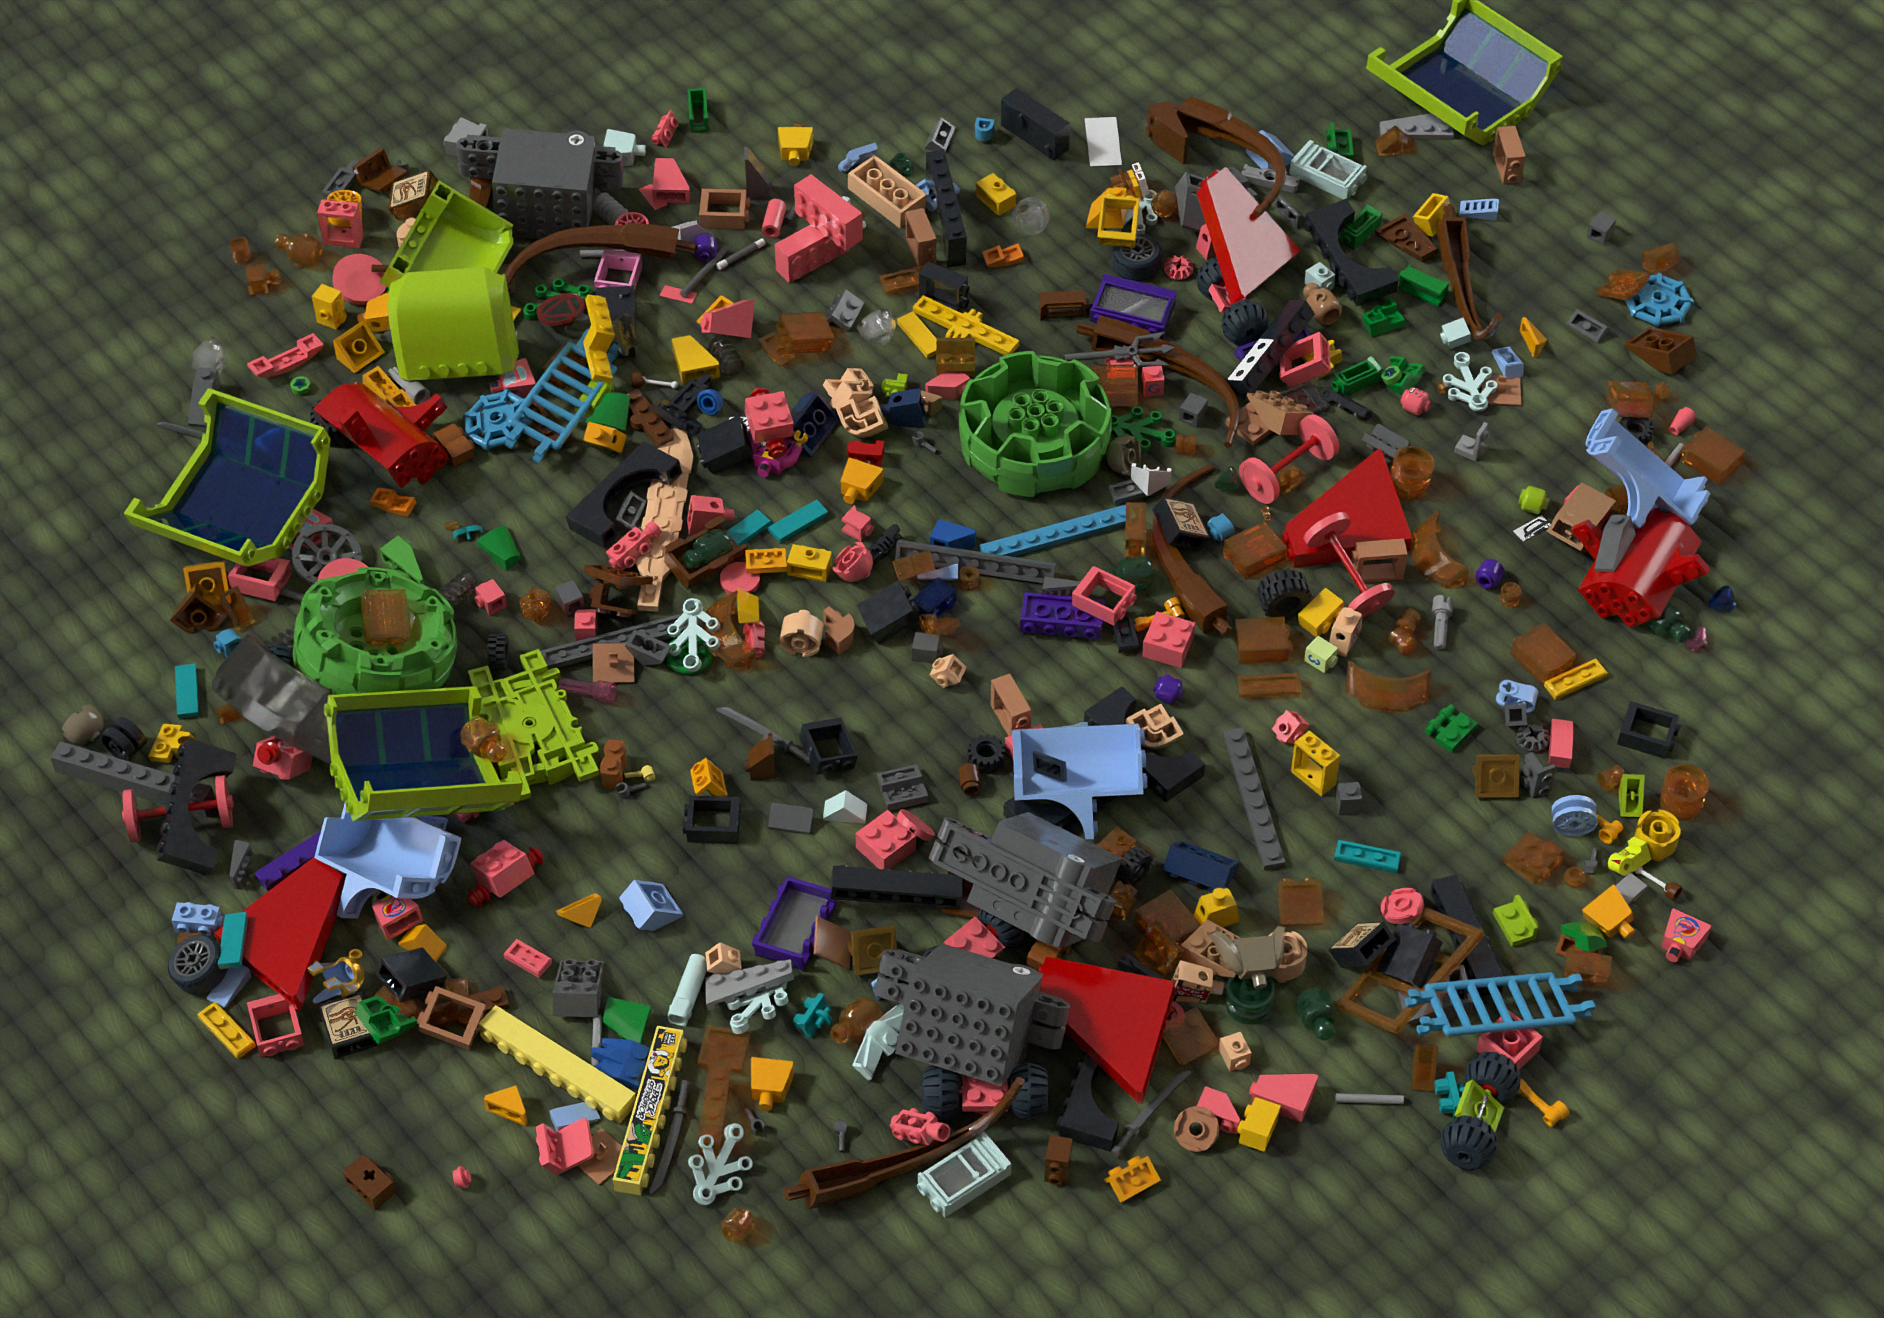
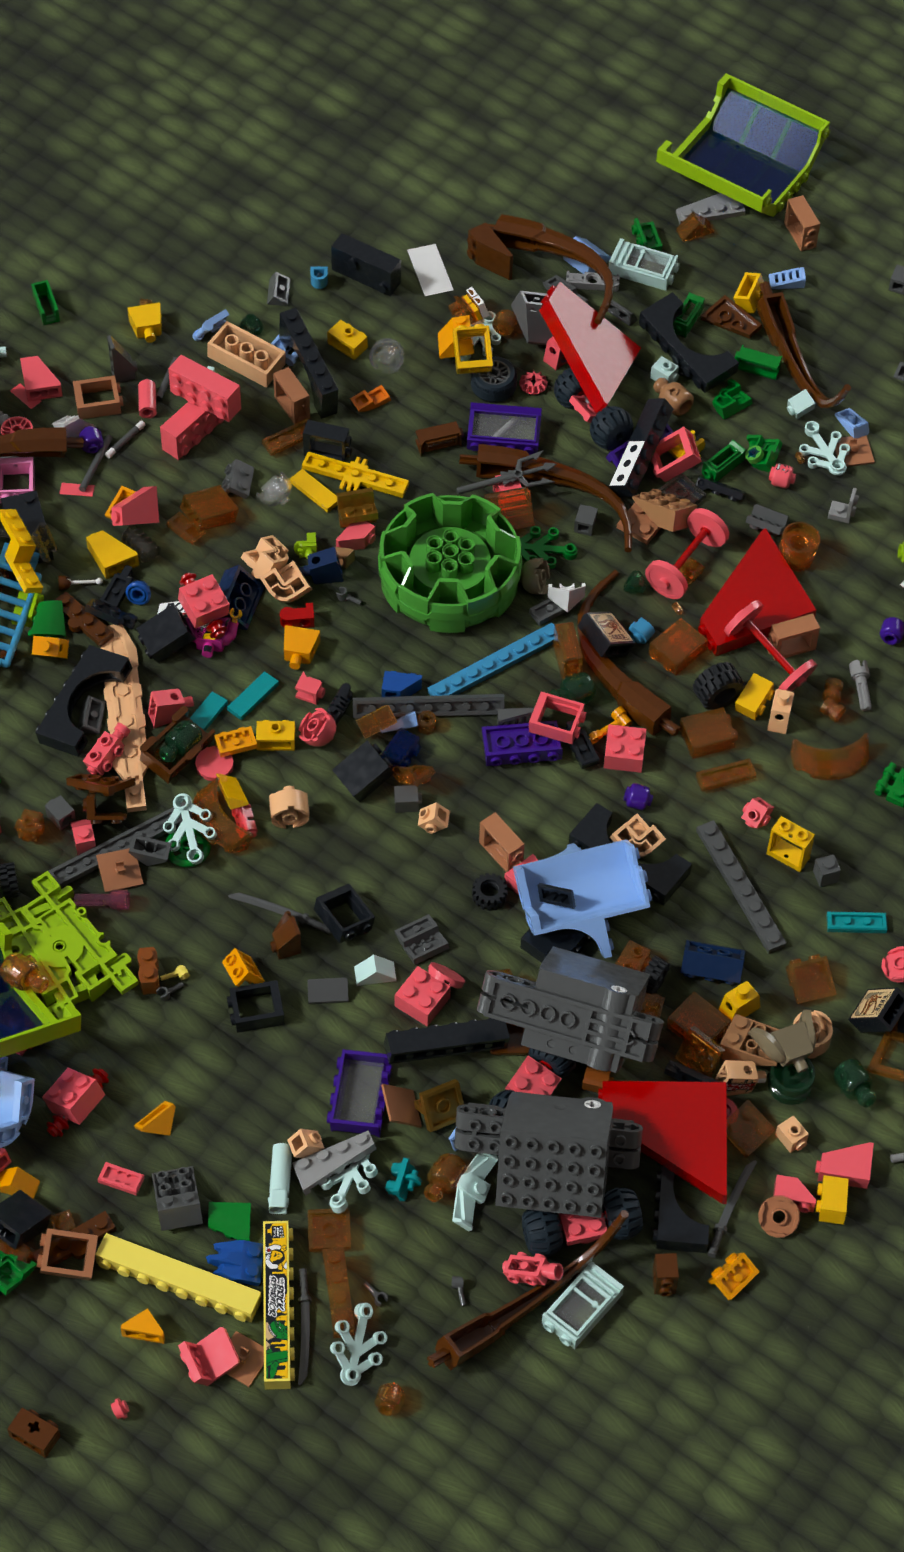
camera: 15 degrees left, 5 degrees up
(569, 1114) = (206, 1324): light blue slope -> none
(596, 1039) = (207, 1243): light grey bar -> none
(650, 905) = (221, 1103): light blue slope -> none
(665, 129) = (19, 326): coral hinge -> none
(770, 1081) = (380, 1252): light orange torso -> none
(840, 632) = (323, 795): nougat brick -> none
(969, 779) = (482, 919): reddish brown brick -> none
(1152, 381) = (542, 498): coral brick -> none
(1182, 441) = (588, 554): clear orange wheel -> none
(1321, 654) = (765, 736): yellowish green brick -> none
(1431, 558) = (838, 626): clear orange windscreen -> none
(1533, 337) = (867, 395): light orange slope -> none

